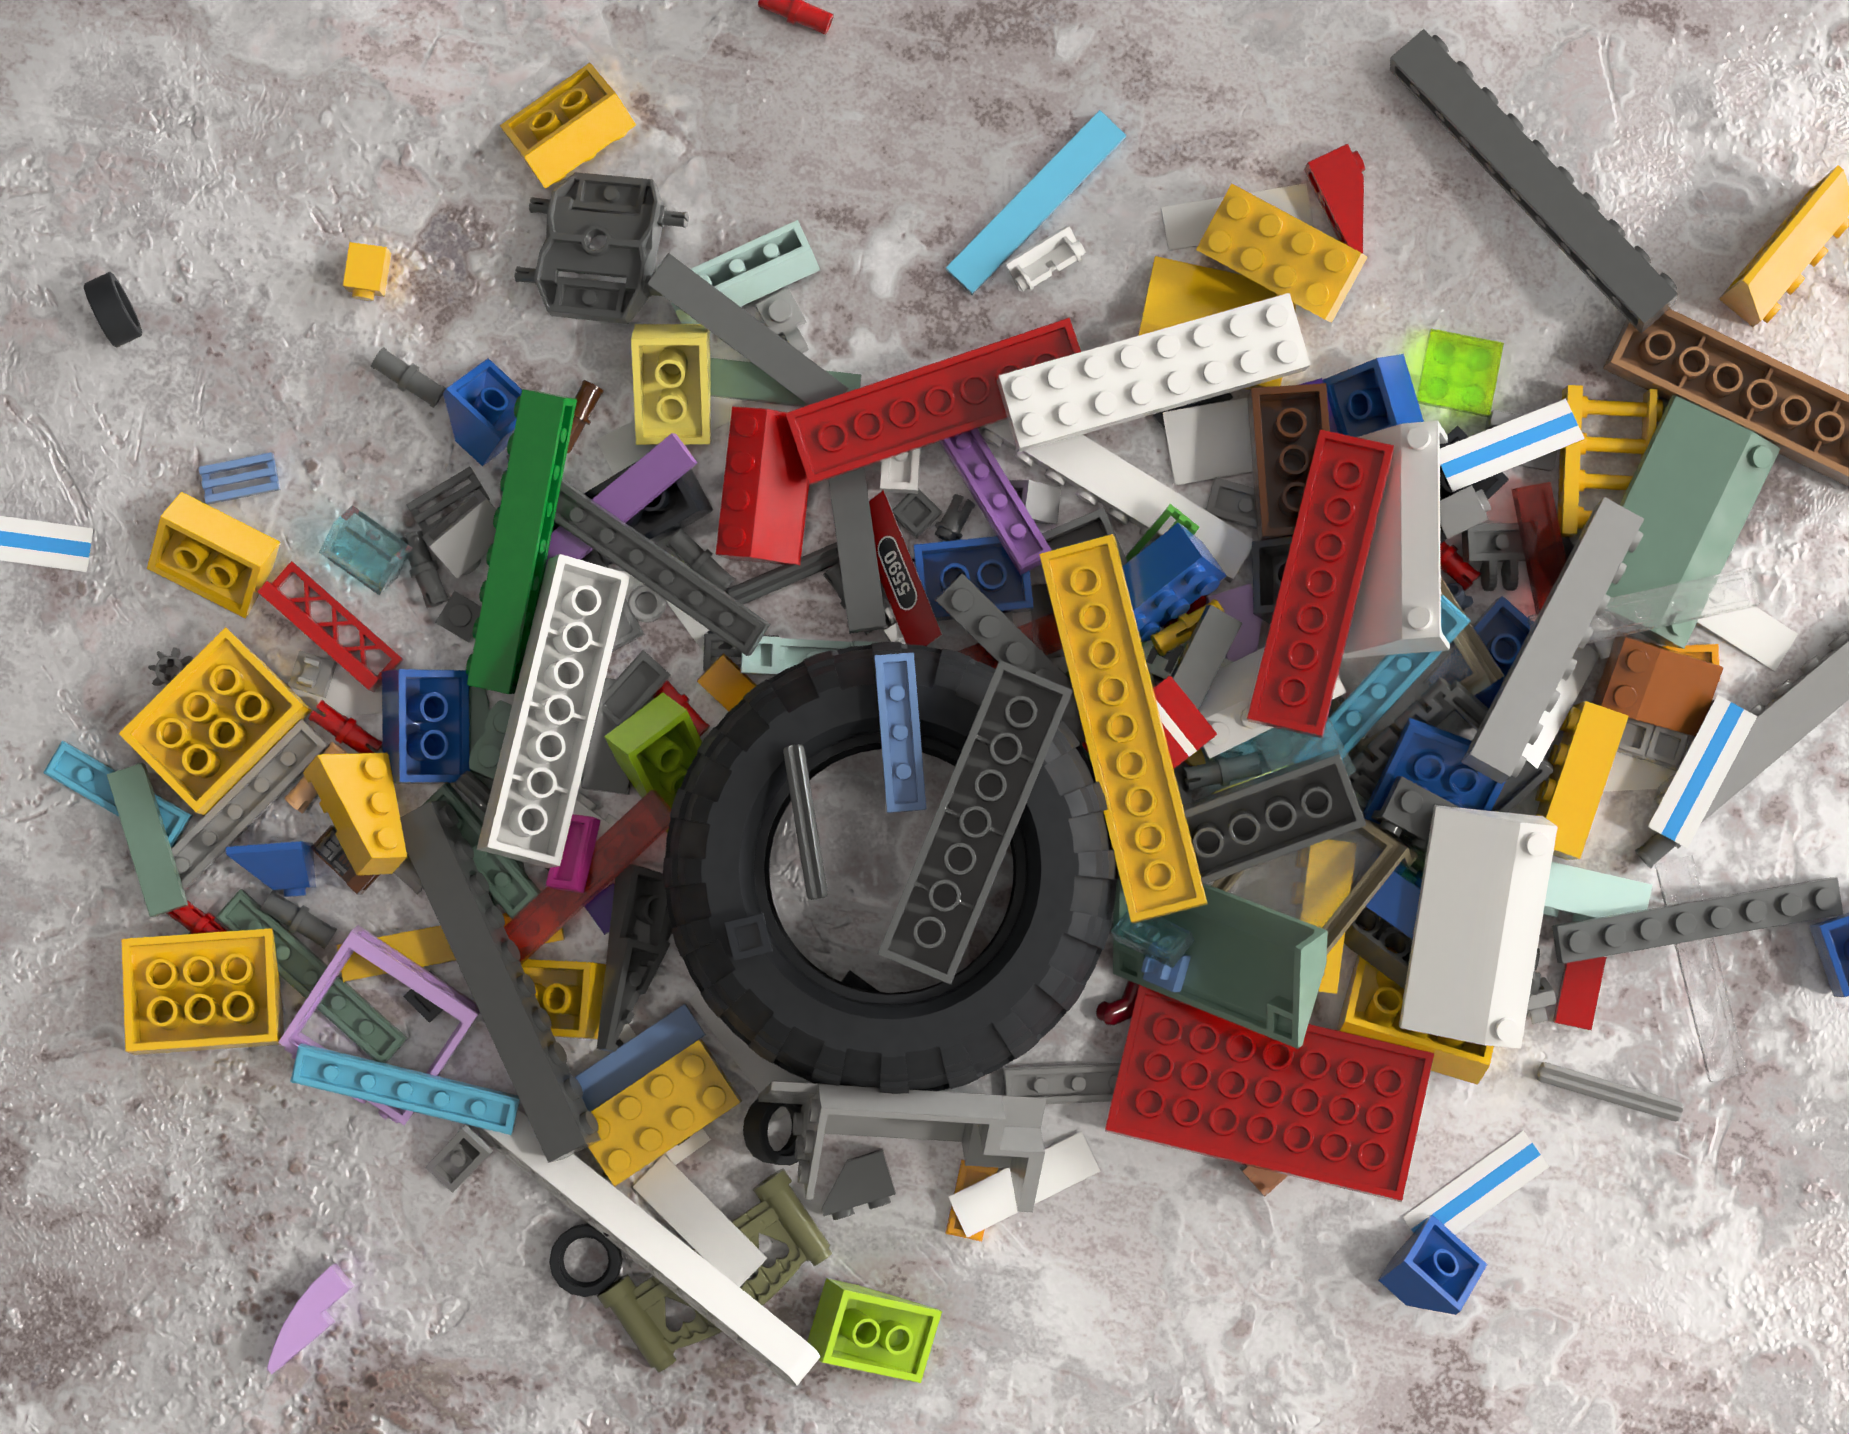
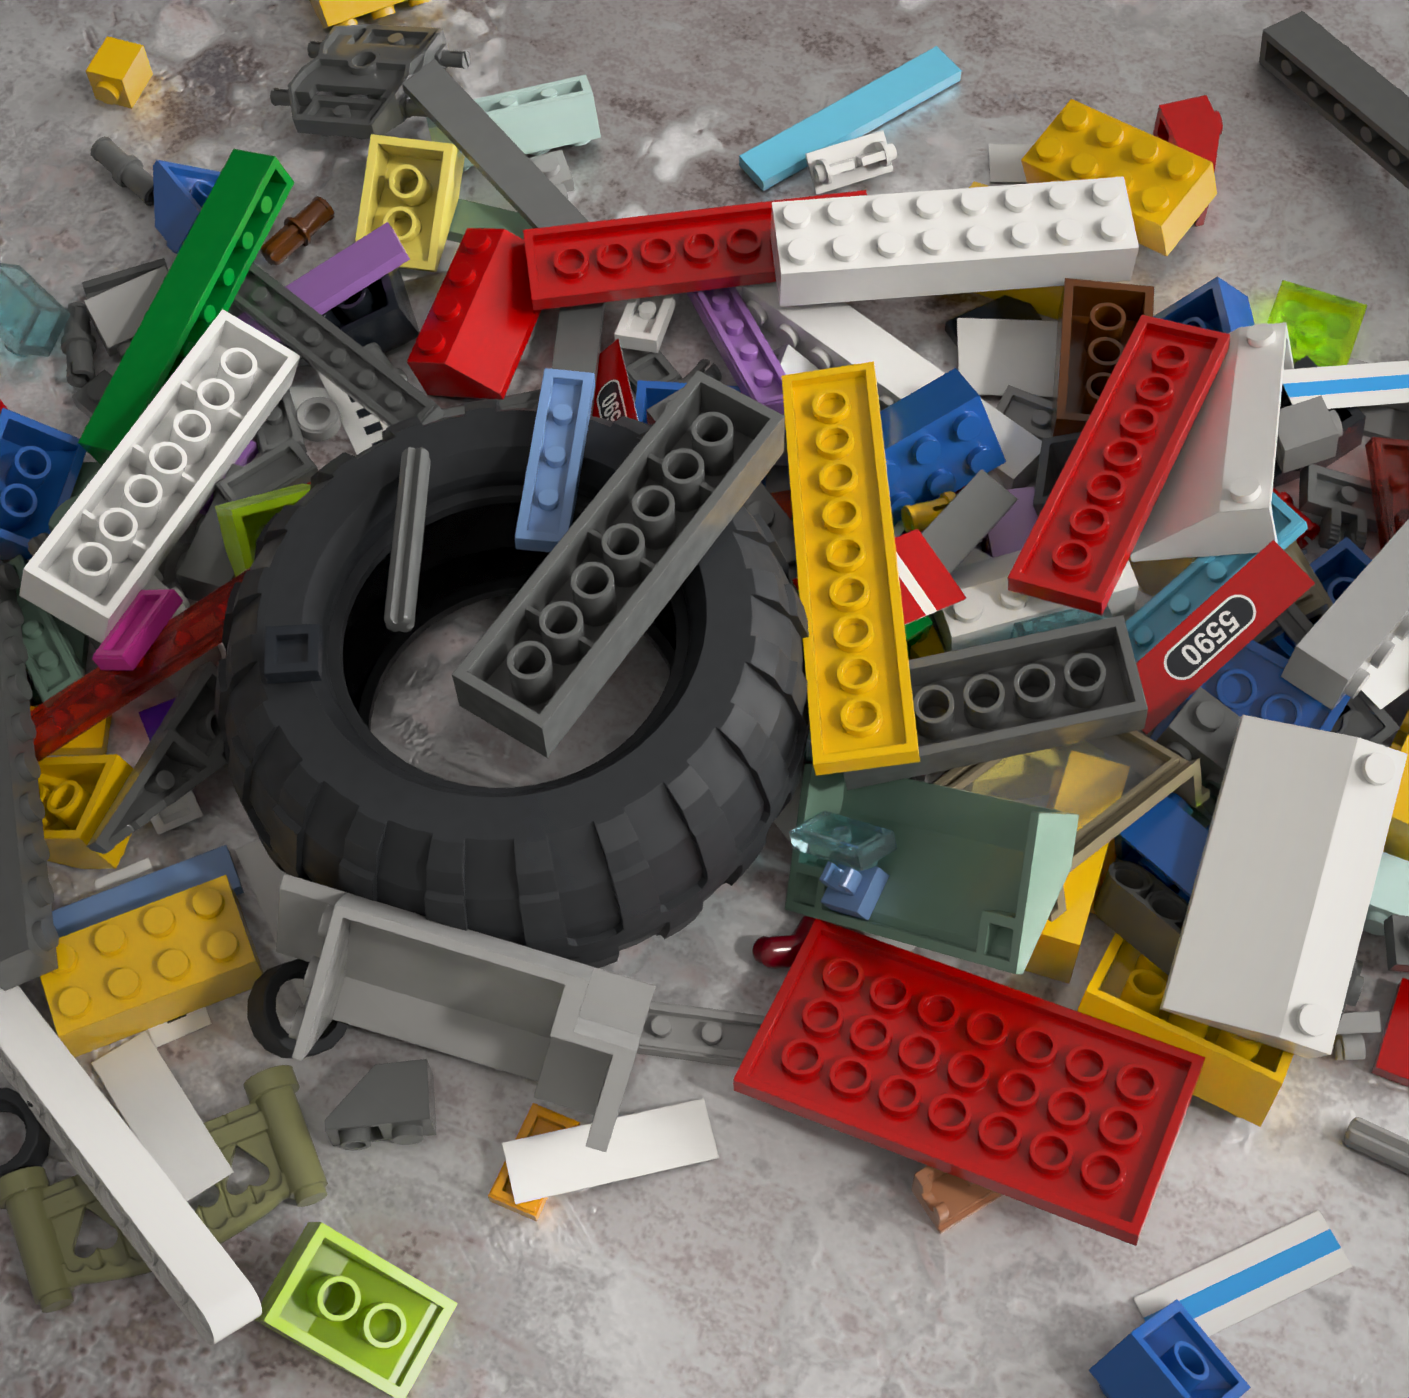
camera: 15 degrees right, 25 degrees down
(1408, 733) = (1219, 630): none -> red sticker

